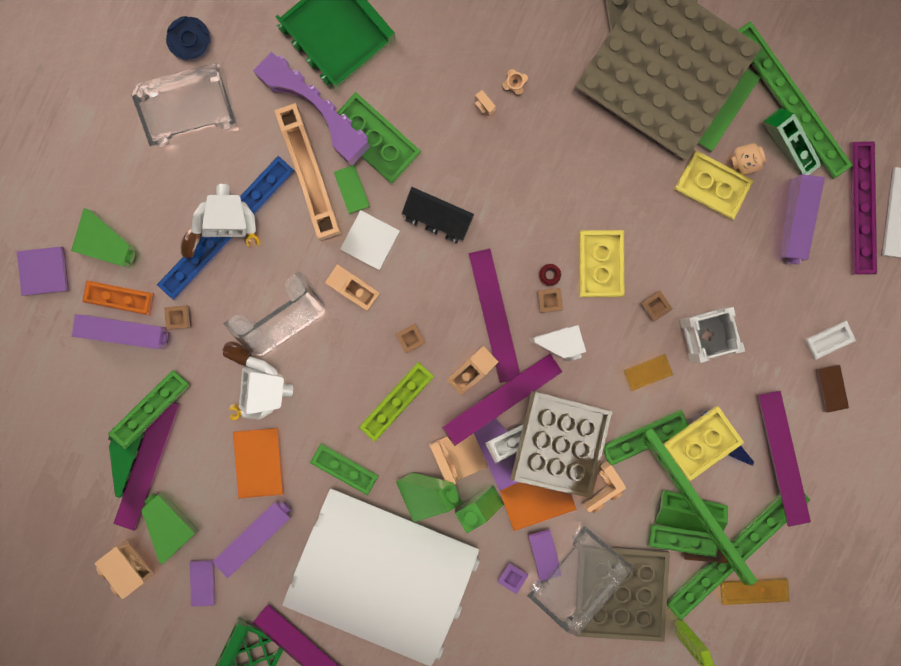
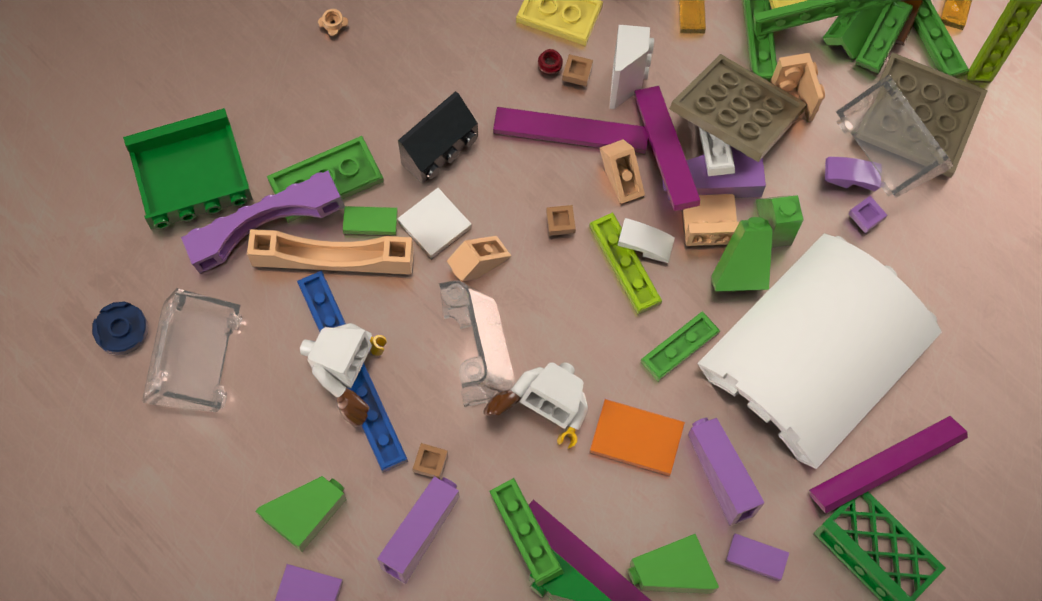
camera: 70 degrees left, 20 degrees down
(117, 297) = (376, 523): orange tile -> none
(418, 412) = (646, 239): none -> white slope
(484, 104) = (341, 55): light nougat plate -> none
(534, 504) = (791, 164): orange tile -> none

